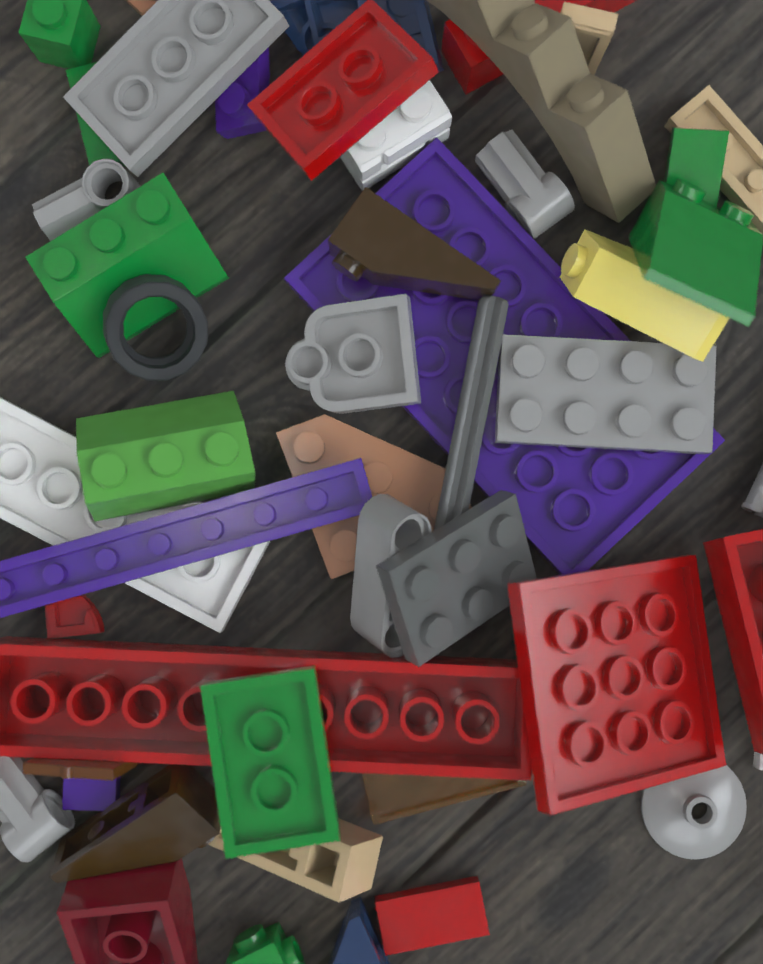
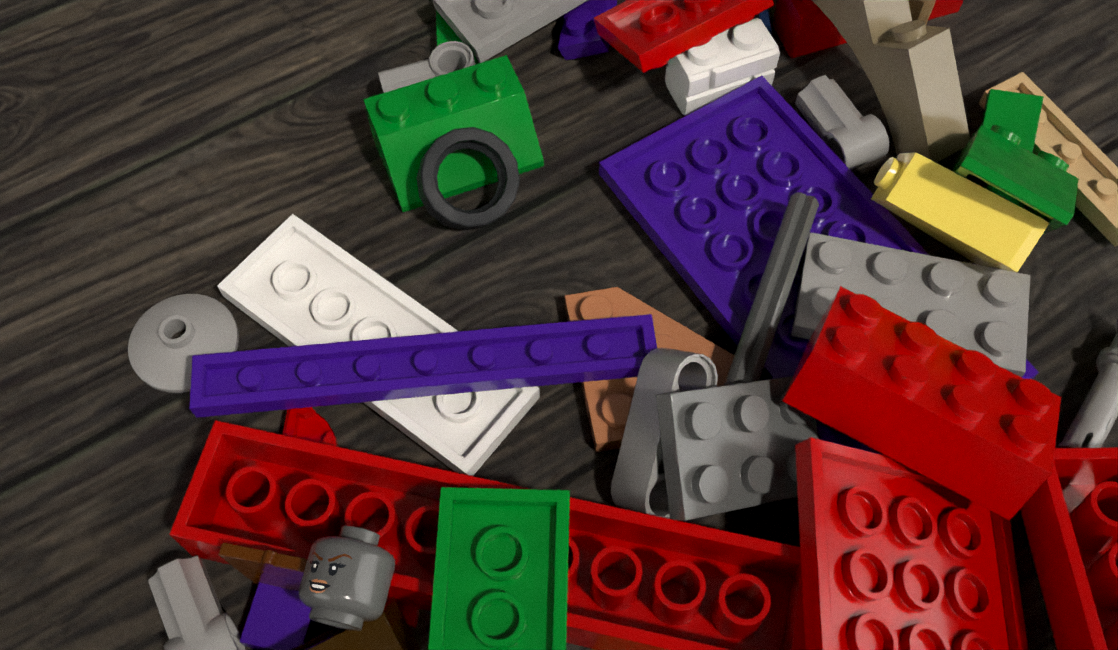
camera: 10 degrees right, 25 degrees down
(138, 781) = (347, 578): none -> dark grey head
(163, 455) = (449, 291): bright green slope -> none
(358, 356) = (661, 231): light grey plate -> none
(400, 253) = (722, 151): dark brown slope -> none
(620, 514) = (927, 403): none -> red brick

